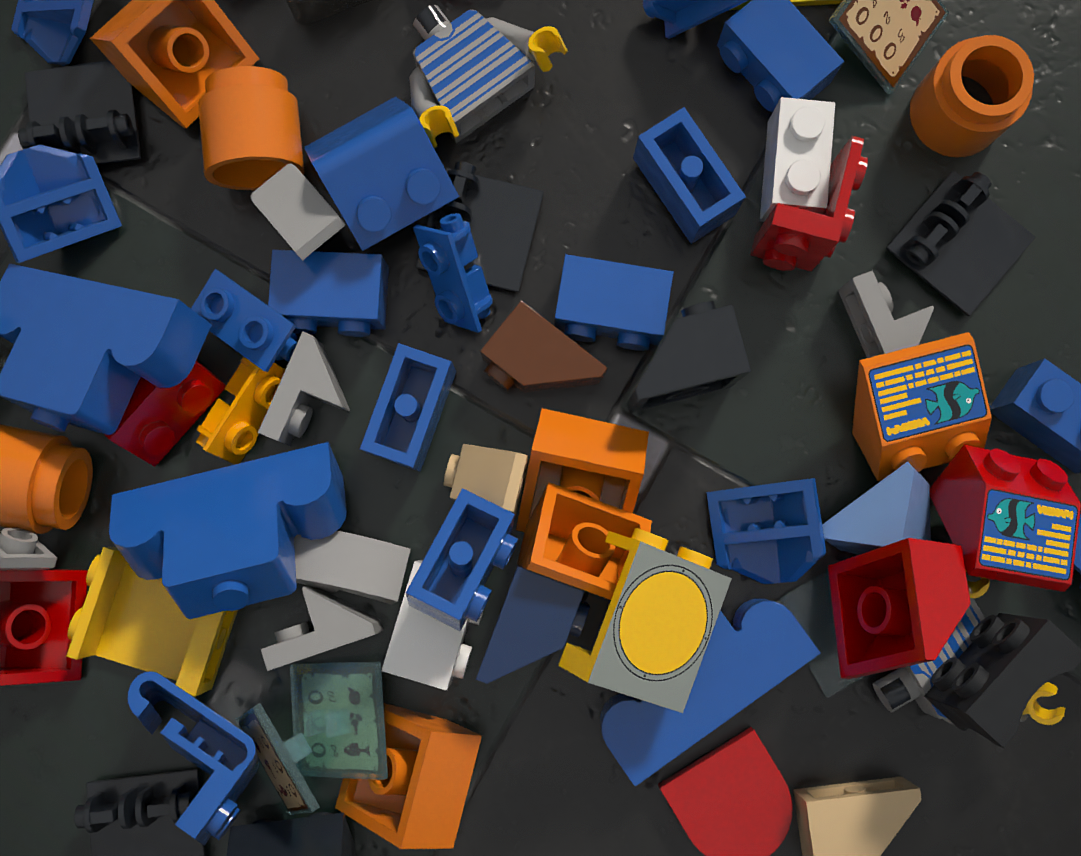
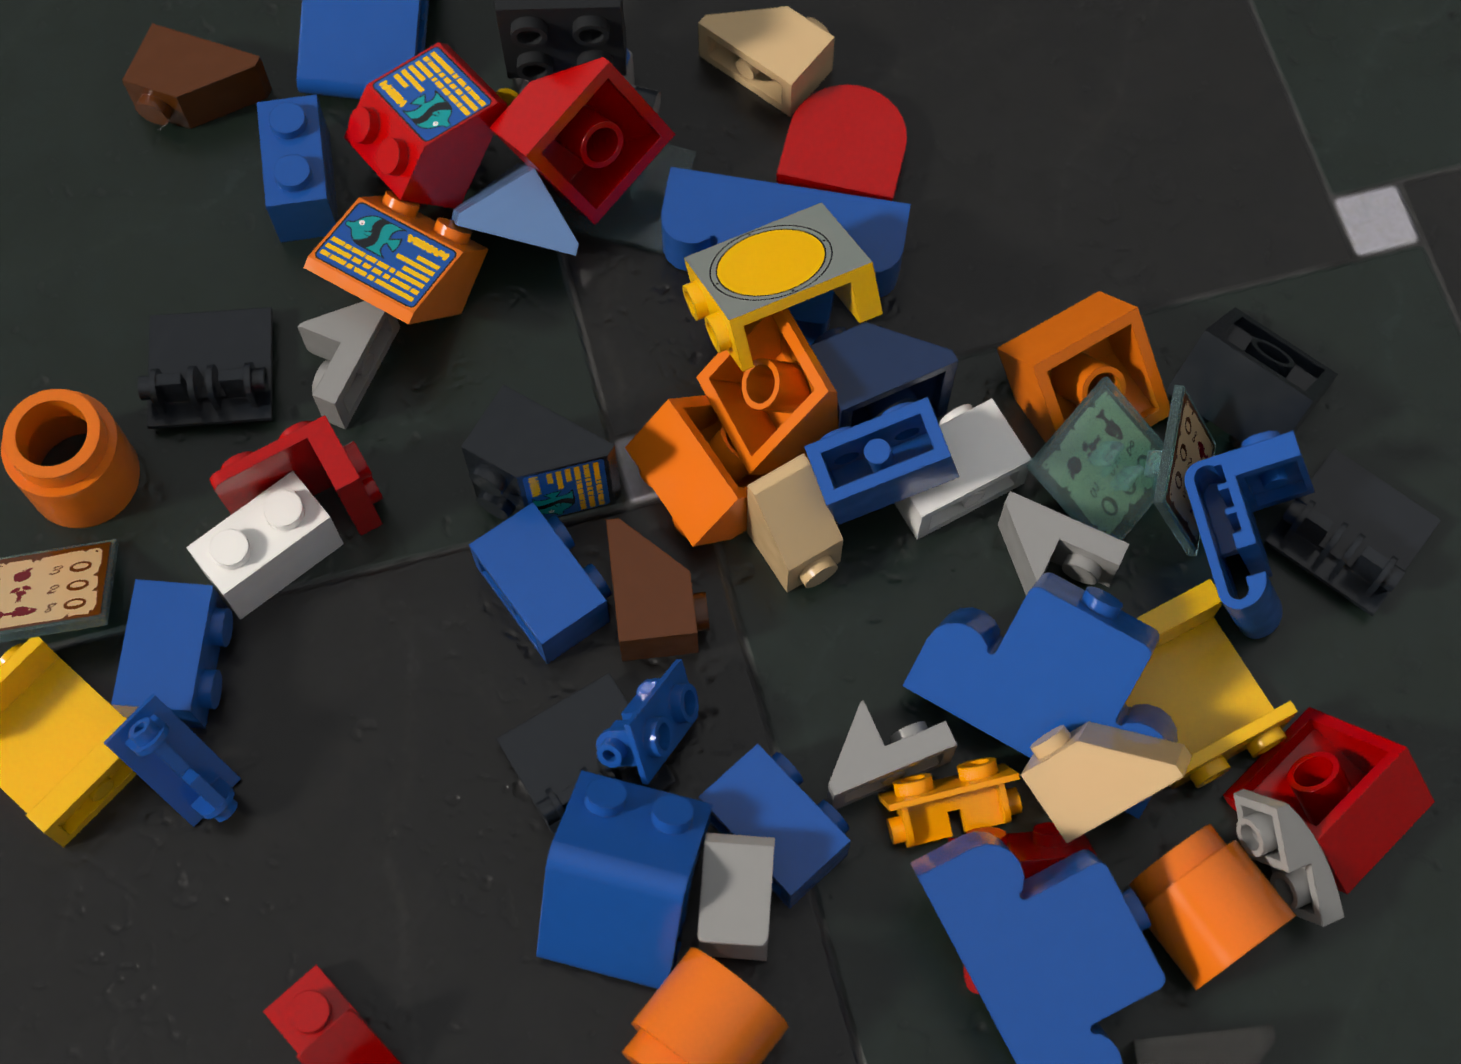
camera: 135 degrees left, 15 degrees down
(140, 489) = (1099, 773): none -> tan slope
(245, 322) = (879, 862): blue hinge -> none
(352, 565) = (975, 569): light grey slope -> none
(409, 407) = (805, 646): blue brick -> none
(473, 69) = (445, 901): torso -> none
(688, 175) = (367, 615): blue brick -> none
(768, 530) = (608, 298): blue slope -> none

